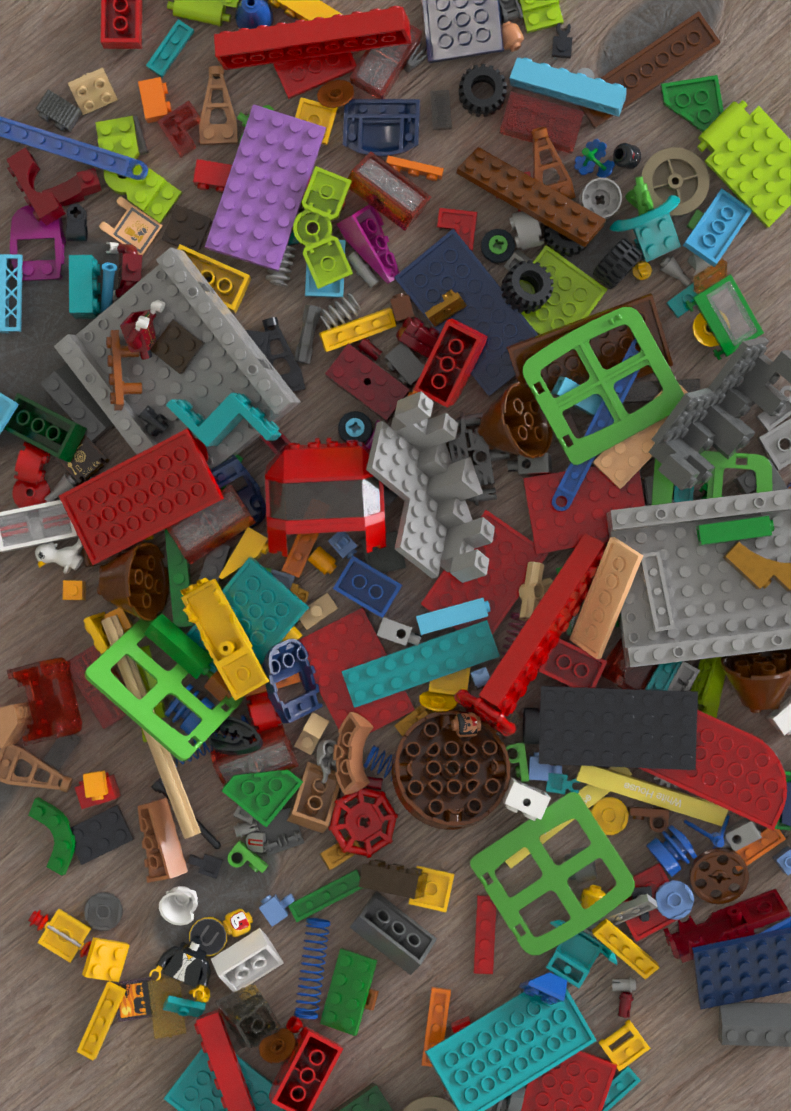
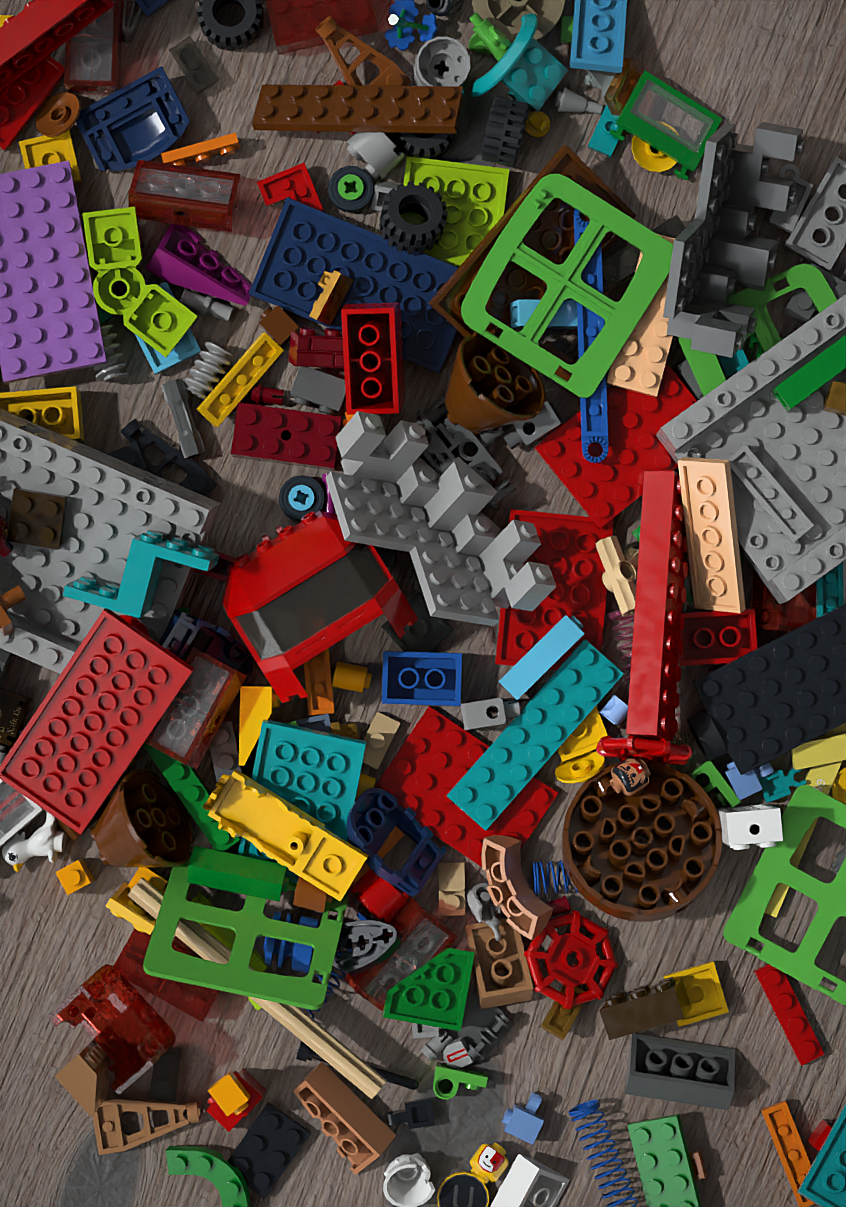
camera: 30 degrees left, 0 degrees up
(156, 422) = (62, 623): black plate -> none
(325, 895) = (575, 1072): green plate -> none
(343, 544) = (365, 644): medium blue brick -> none
(419, 713) = (559, 808): pearl gold hinge -> none

